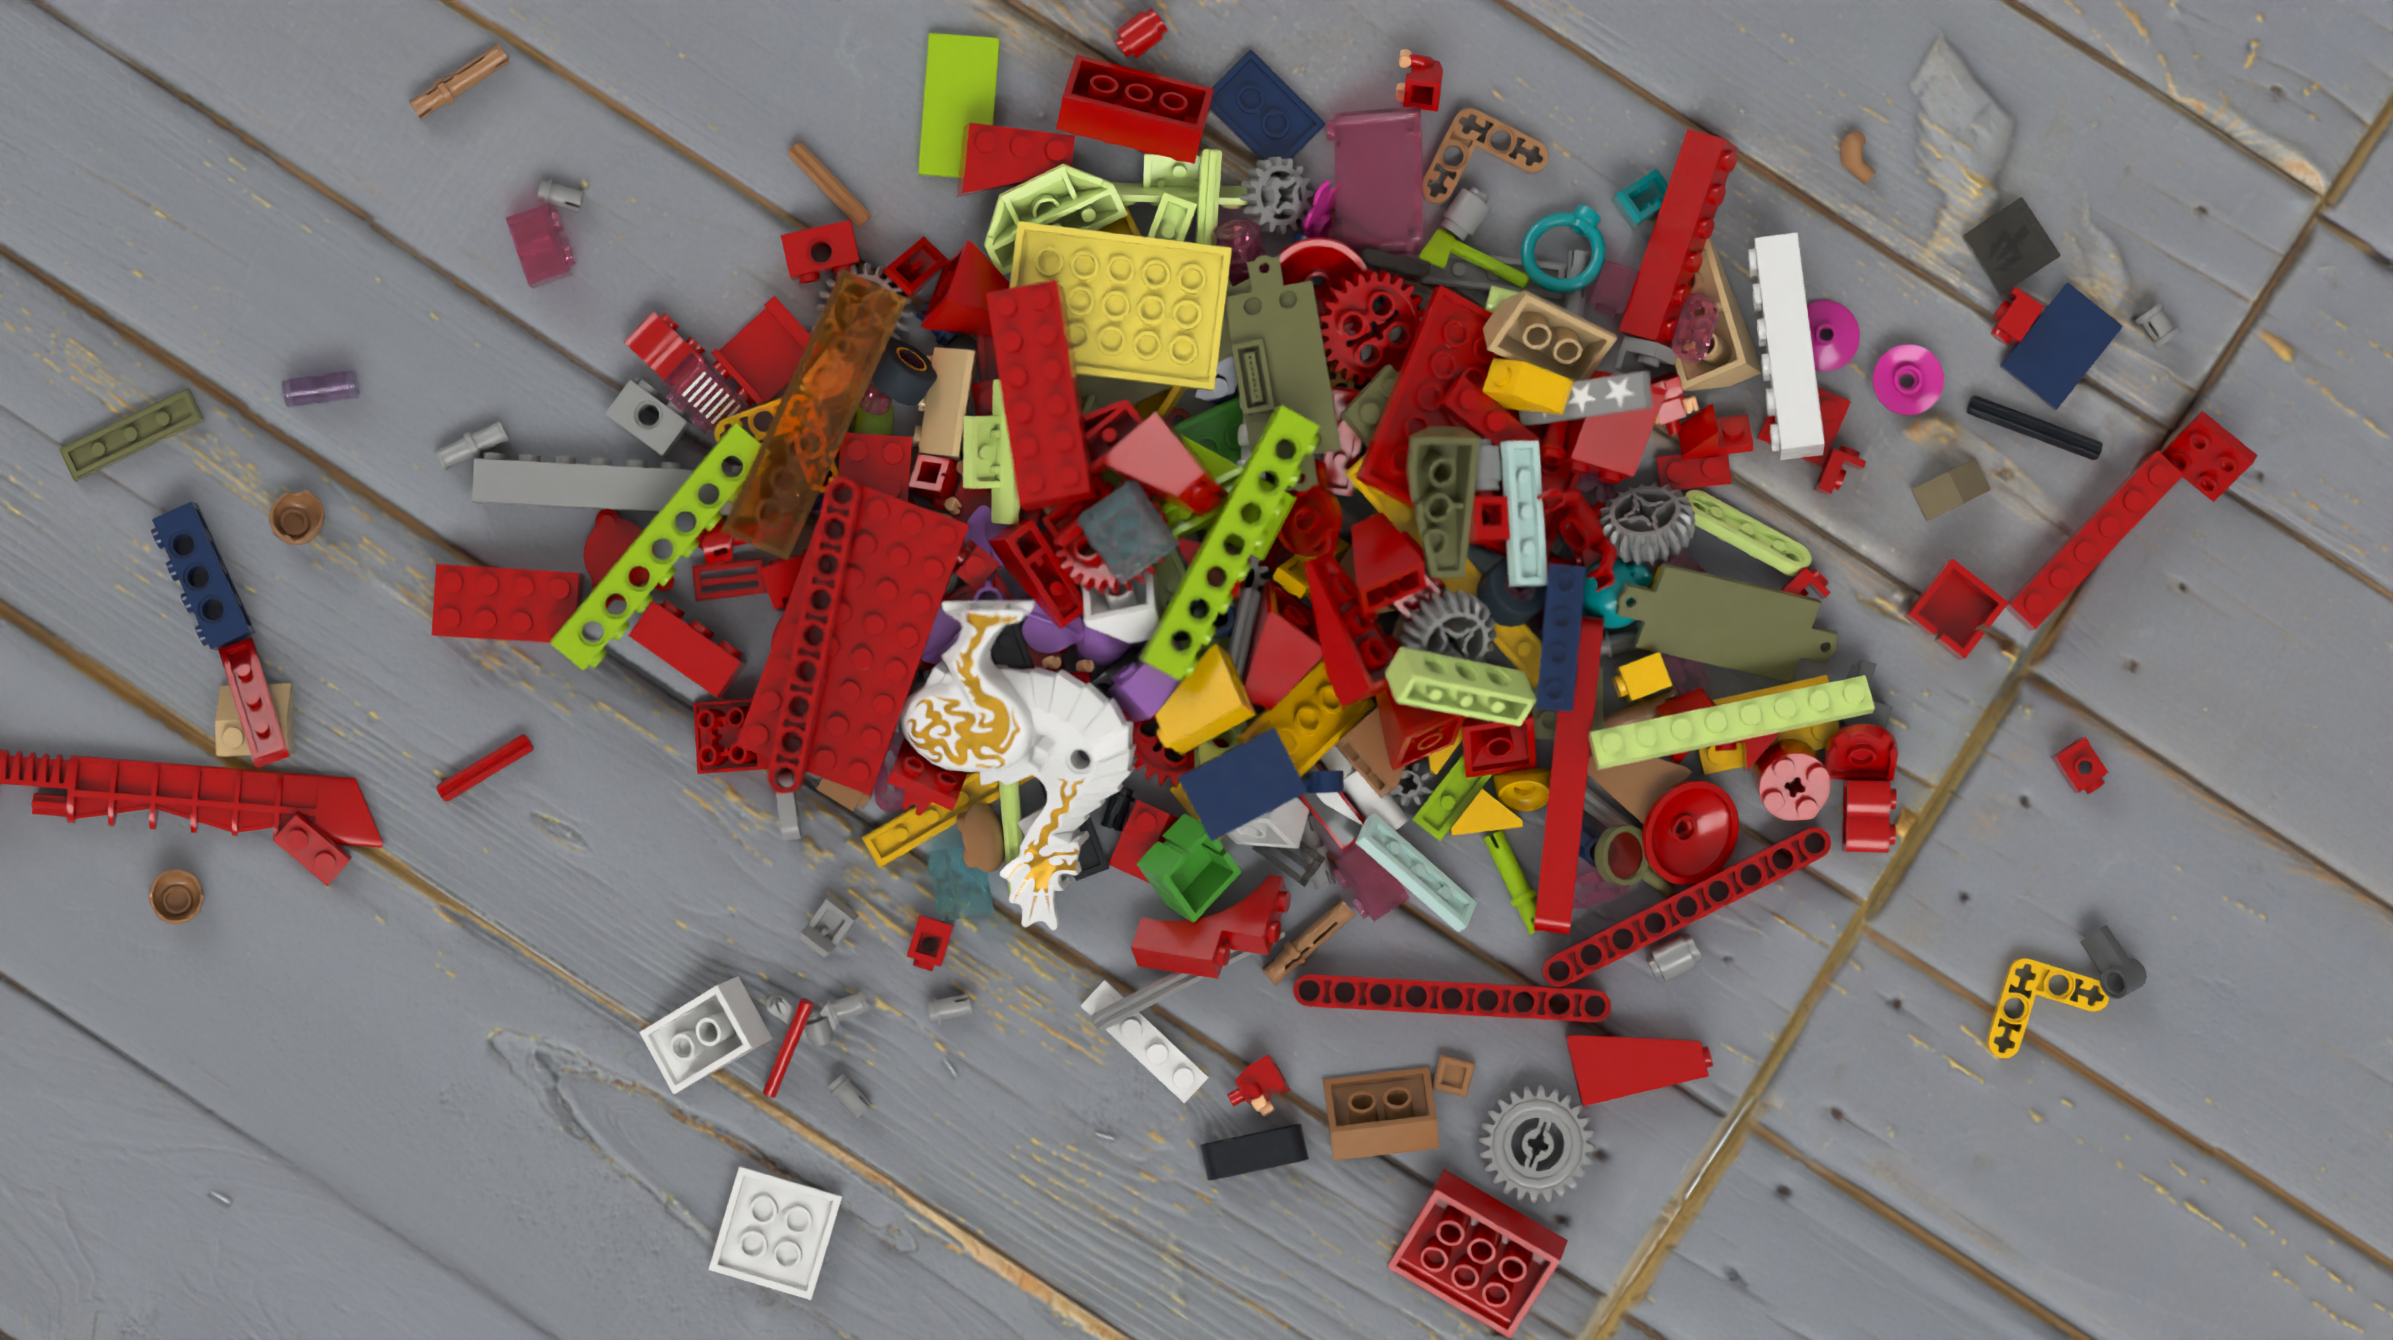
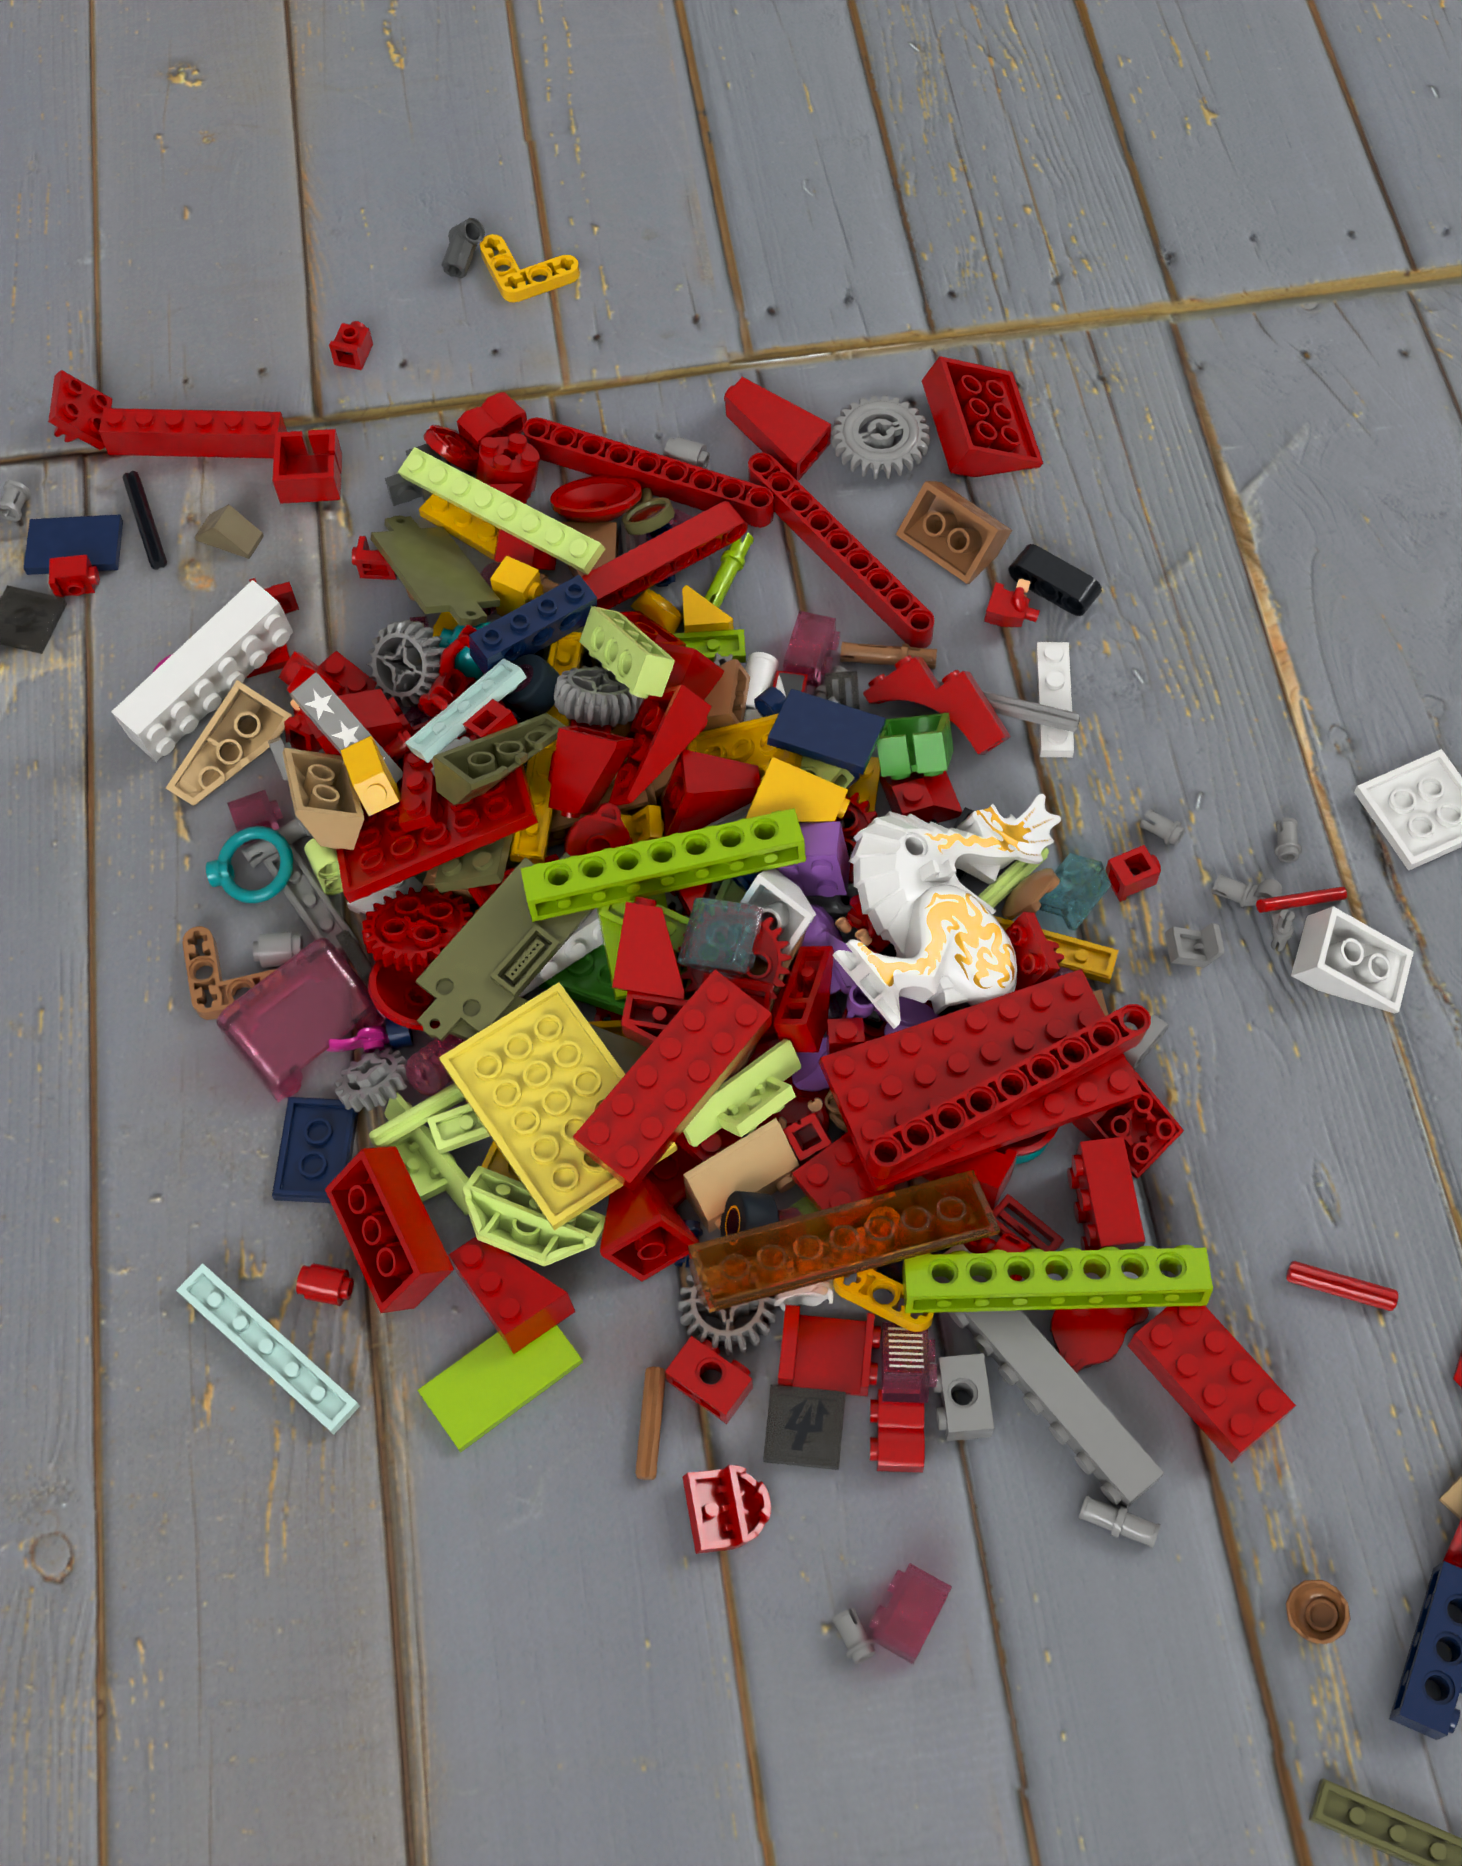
camera: 130 degrees left, 25 degrees down
(320, 388) = (1197, 1696): clear purple brick -> none
(464, 78) = (837, 1818): medium nougat pin -> none
(721, 183) = (725, 1508): none -> red slope
(730, 290) = (804, 1427): none -> clear smoke tile
(916, 267) = (659, 1295): red slope -> none
(1416, 872) = (779, 620): light aqua plate -> none
(1422, 84) = (198, 1046): red piece -> none
(1444, 243) = (306, 912): lime piece -> none
(1453, 1075) = (885, 516): medium nougat tile -> none
(1641, 198) = (174, 848): teal slope -> none
(1679, 237) = (179, 801): red brick -> none
(1695, 328) = (237, 729): clear pink beam -> none
(1748, 534) = (361, 611): yellowish green plate -> none
(1853, 156) = (33, 749): medium nougat arm -> none
(1925, 373) = (167, 594): dark pink dish -> none

